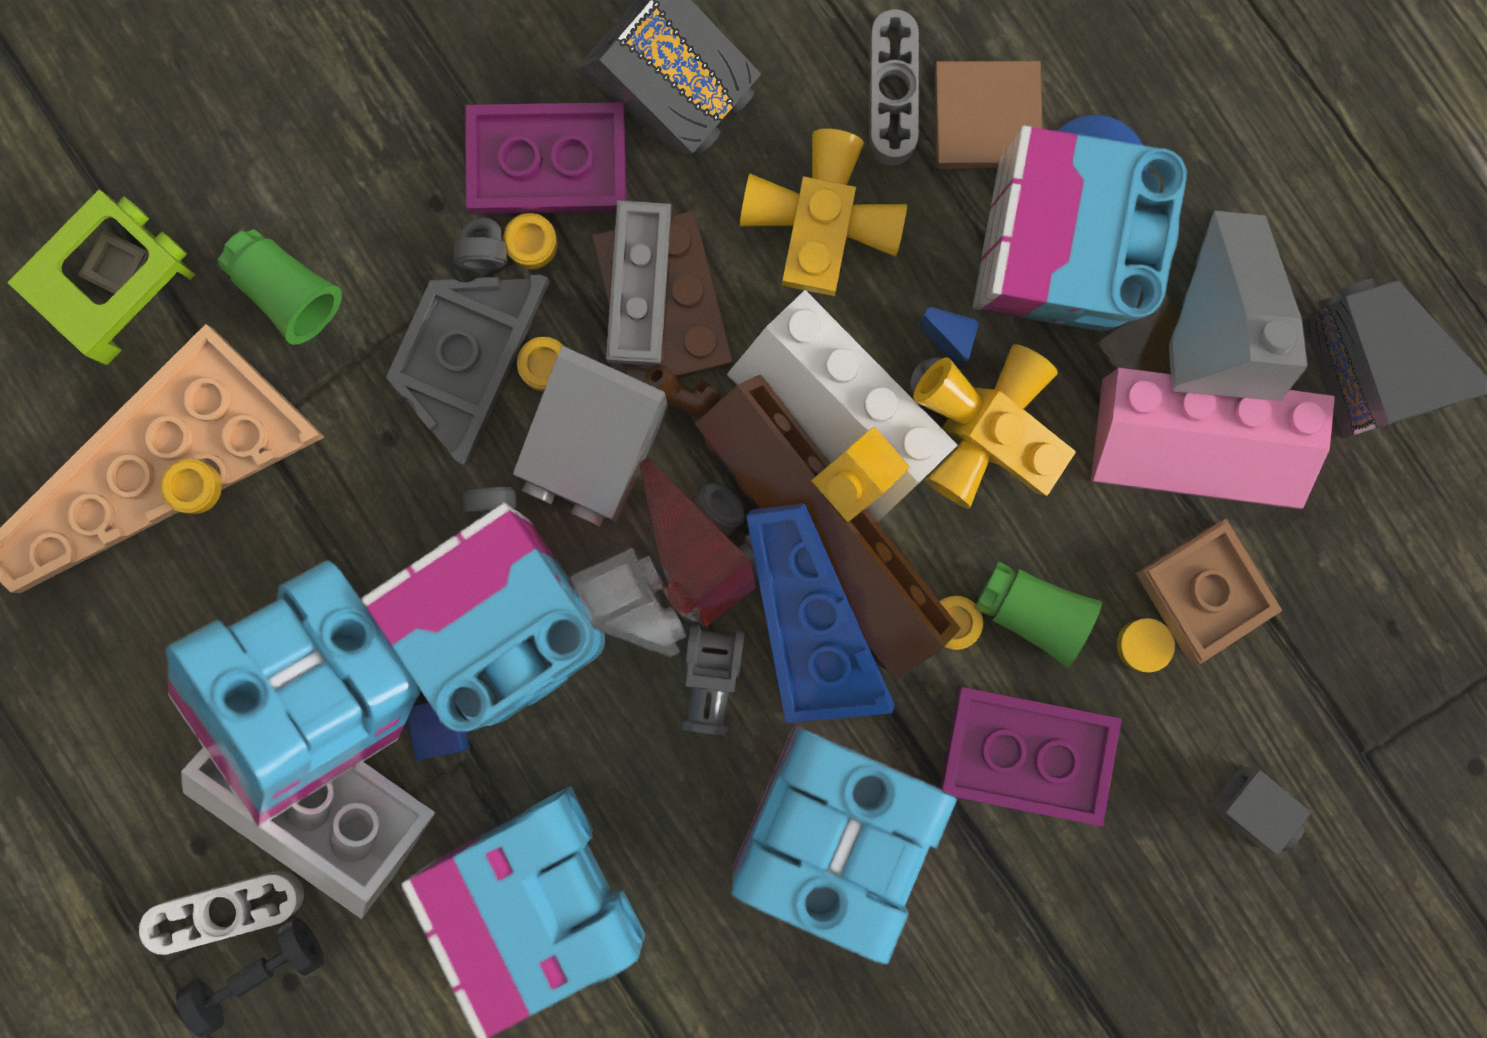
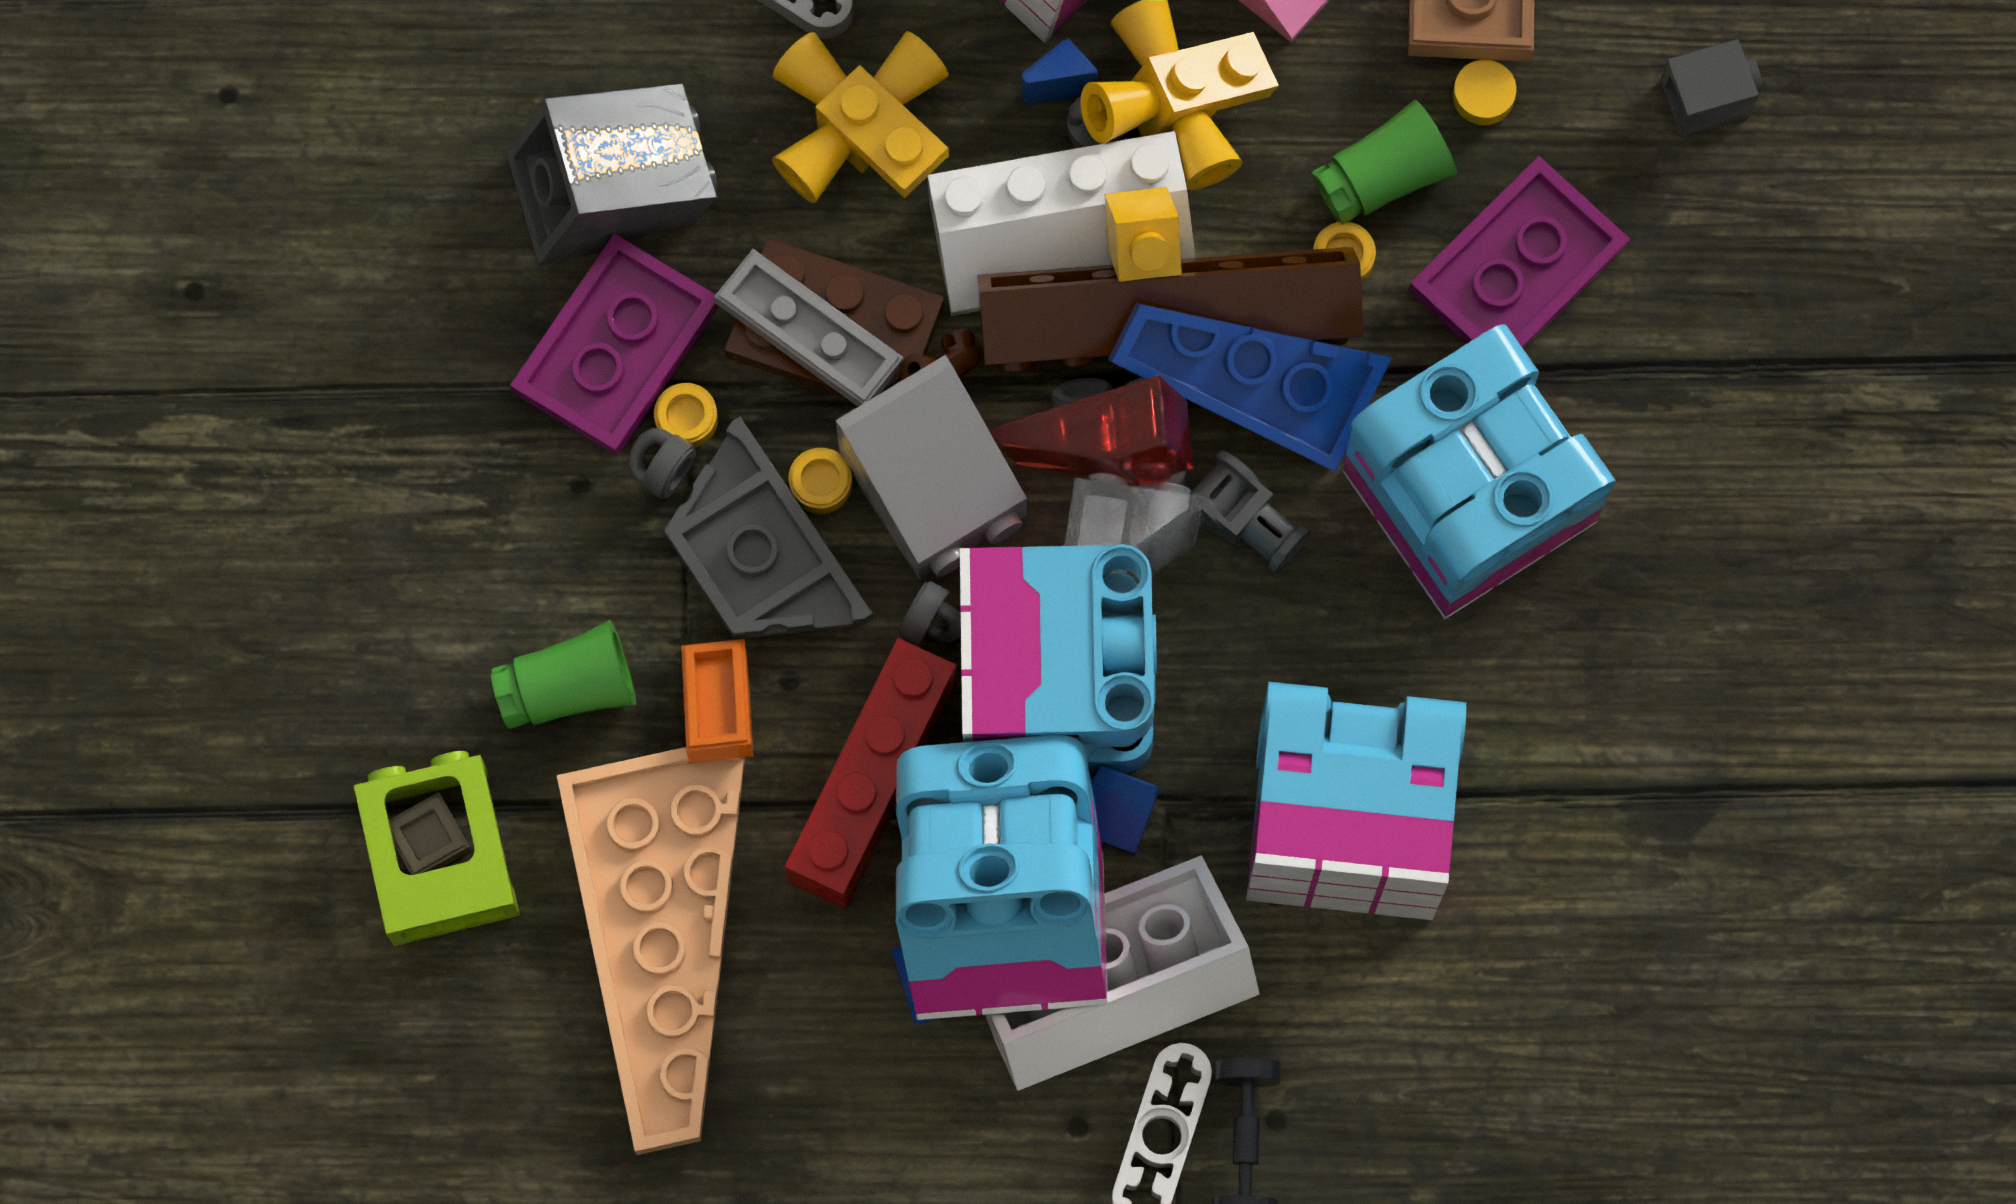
camera: 50 degrees left, 10 degrees down
(190, 486) = (715, 886): yellow tile -> none
(330, 398) = (717, 701): none -> orange tile
(345, 537) = (863, 782): none -> red brick

